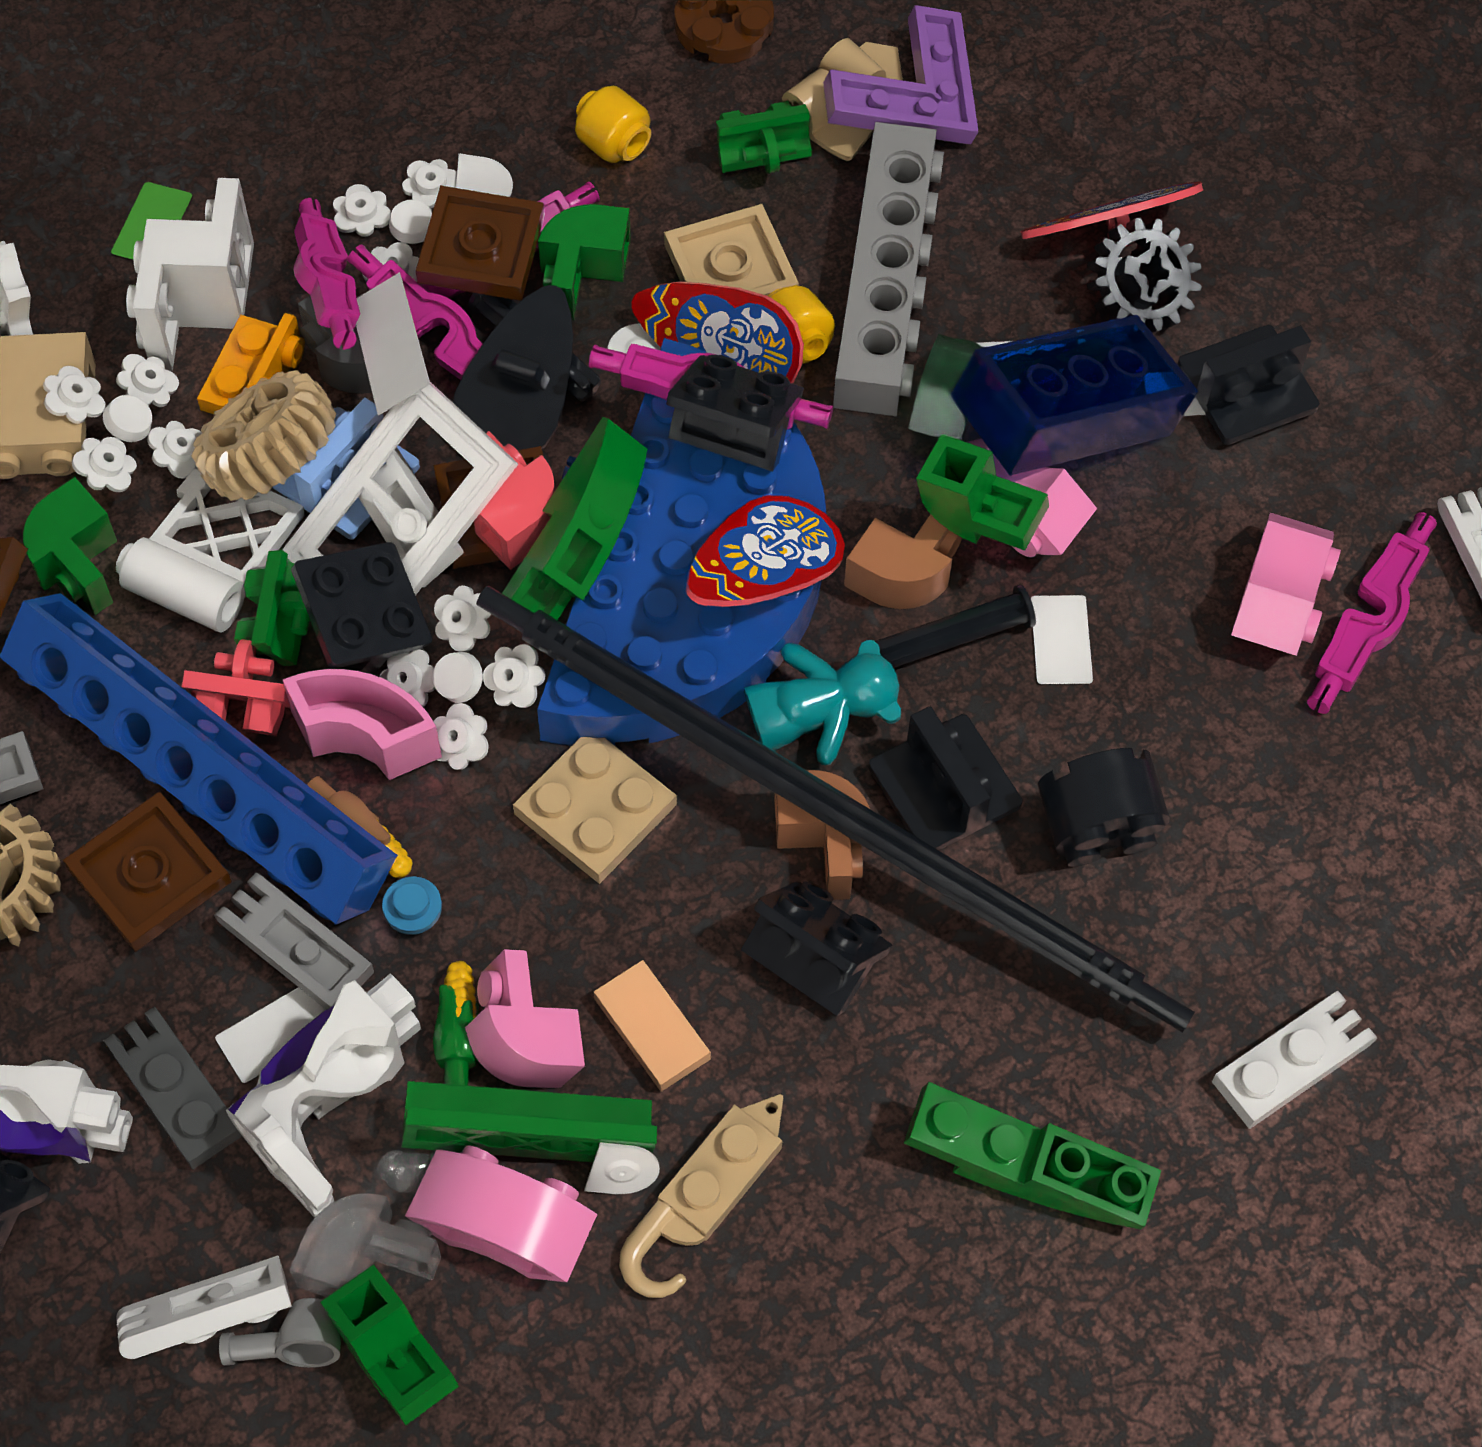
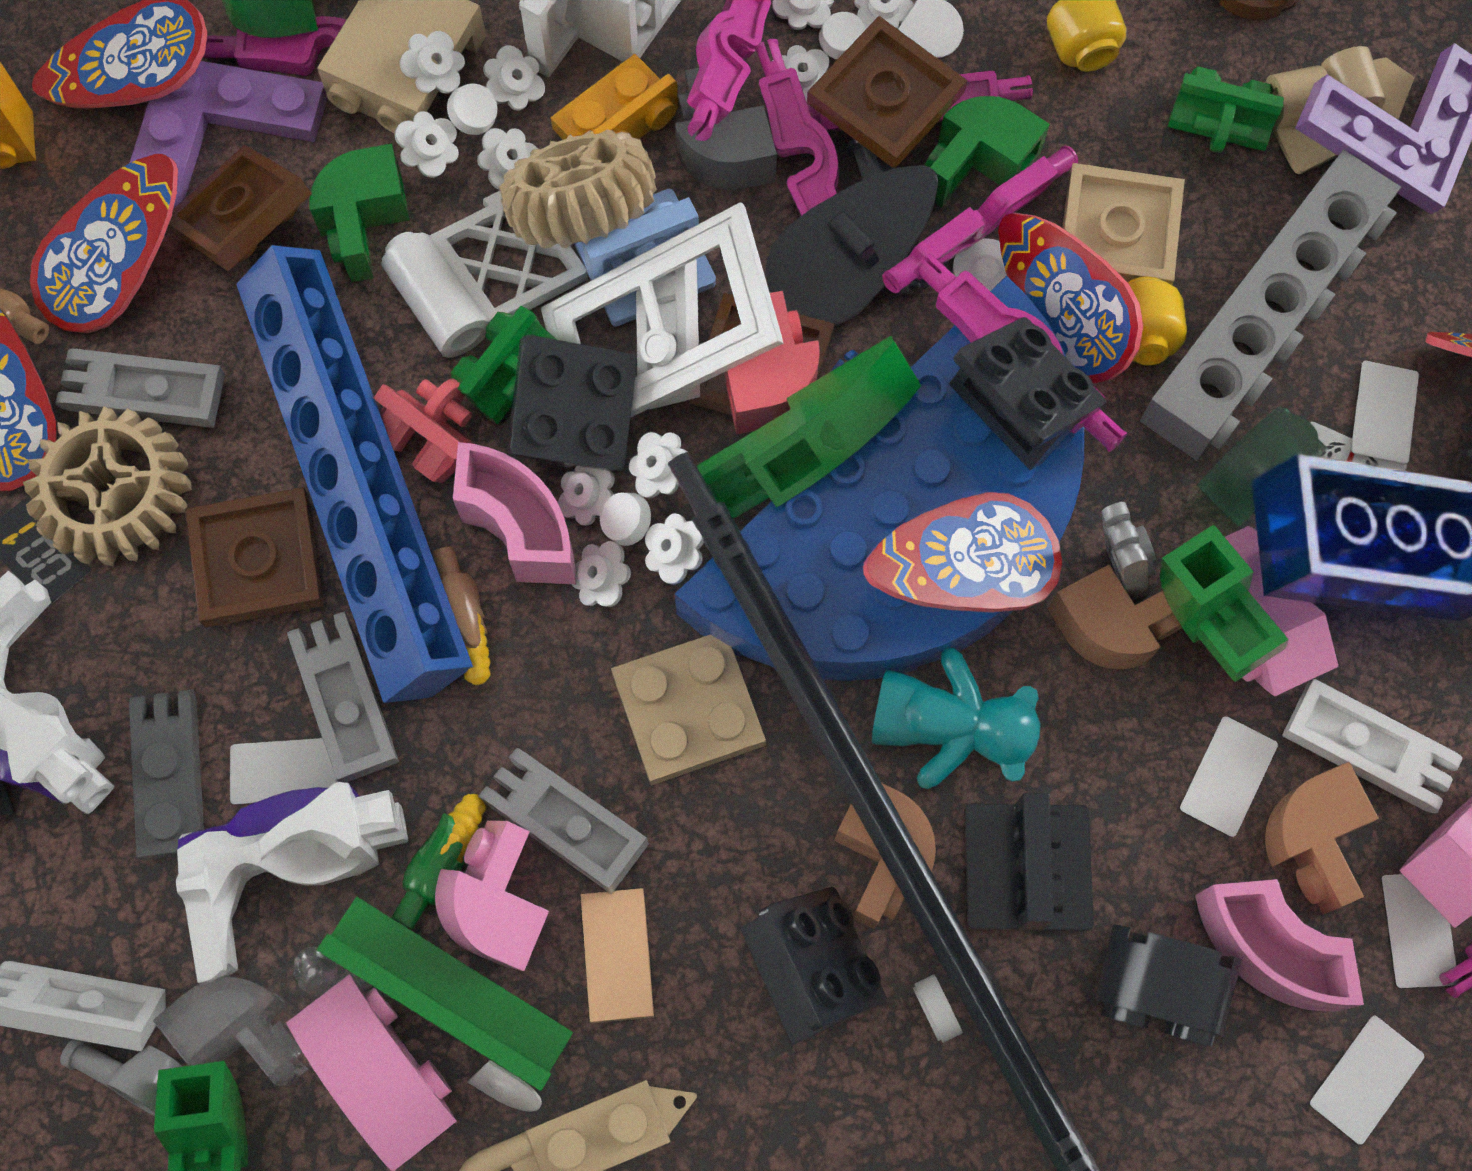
camera: 30 degrees right, 10 degrees up
(390, 344) = (737, 158): white sticker -> none
(412, 905) = (467, 717): dark azure plate -> none
(553, 939) = (566, 821): none -> light grey hinge
(614, 313) = (974, 225): none -> dark pink piece
(882, 493) = (1128, 550): none -> light grey hinge
(937, 924) = (937, 1009): none -> white tile
(959, 628) = (1128, 714): black axle -> none
(1020, 304) = (1385, 412): none -> white sticker
(1147, 641) = (1306, 829): none -> nougat brick
(1157, 557) = (1373, 744): none -> white hinge
(1185, 738) = (1278, 949): none -> bright pink brick
(1272, 681) = (1417, 934): none -> white sticker
(1298, 808) = (1367, 1079): none -> white sticker

